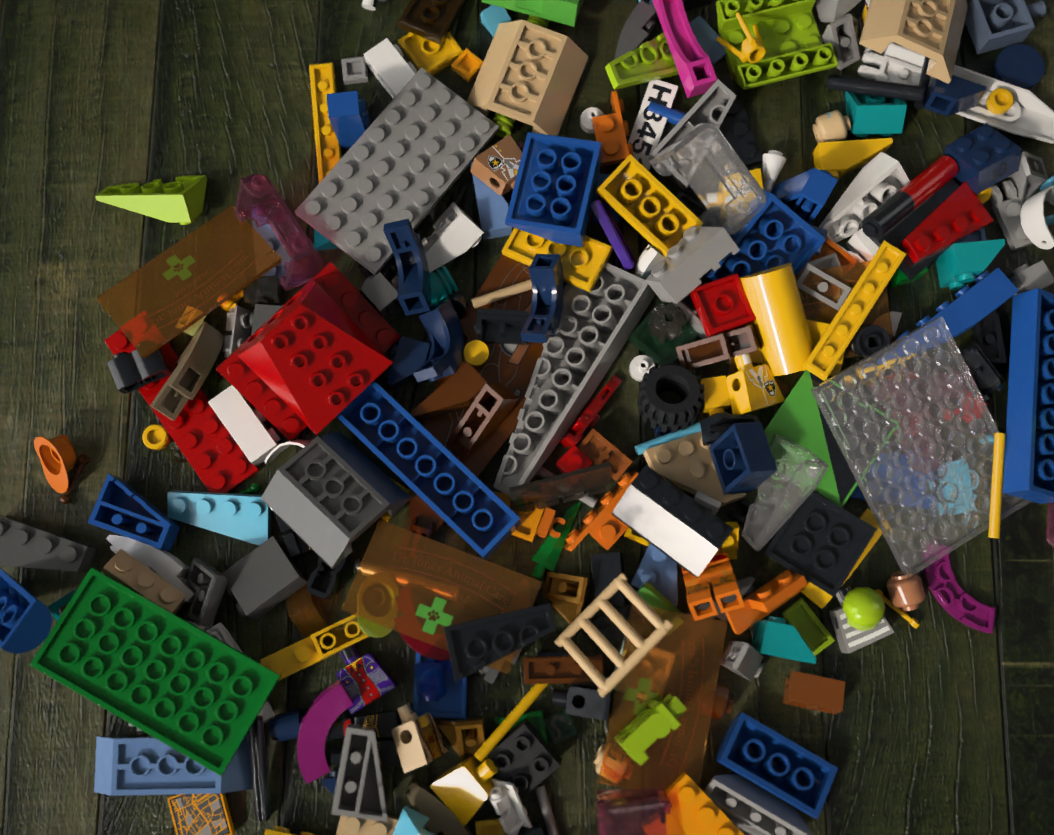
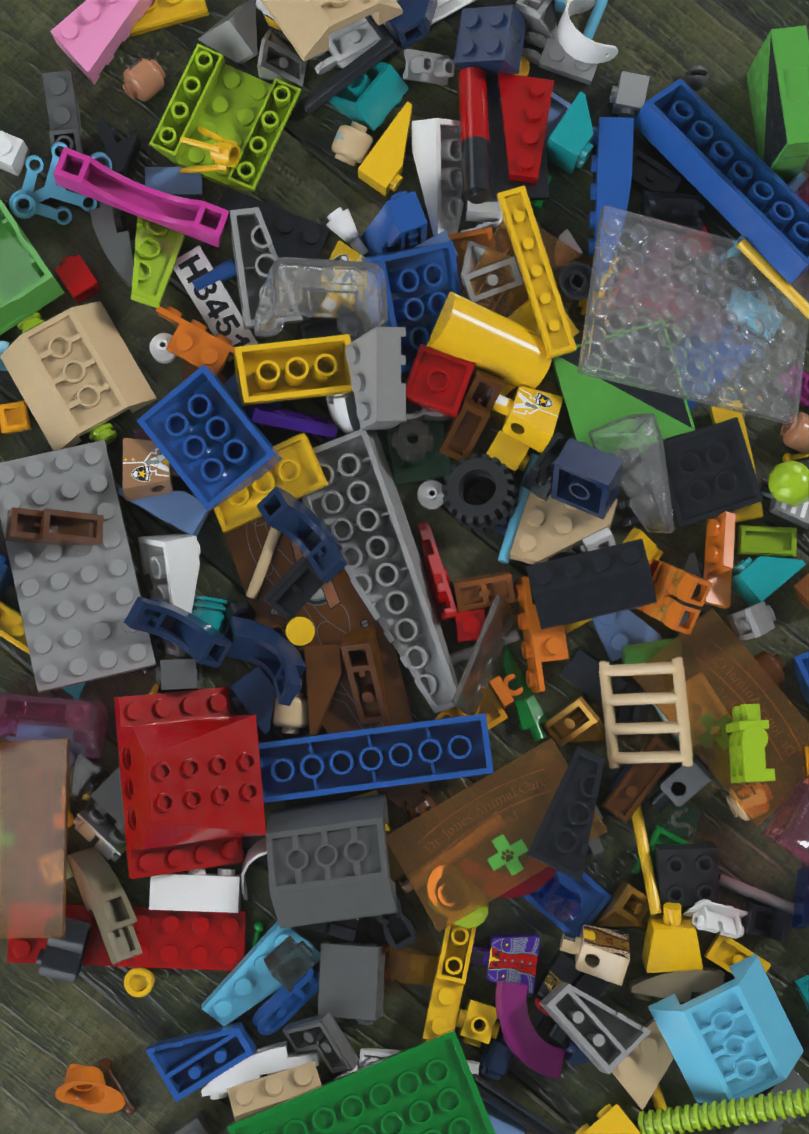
camera: 60 degrees left, 5 degrees up
(216, 545) = (285, 1004): none -> blue plate
(242, 524) = (289, 962): none -> clear smoke brick
(311, 691) = (474, 1011): none -> yellow brick
(413, 135) = (54, 527): none -> reddish brown slope
(415, 392) = (292, 716): none -> tan head
(591, 31) = (78, 278): none -> red brick
(926, 133) = (428, 67): none -> light grey hips

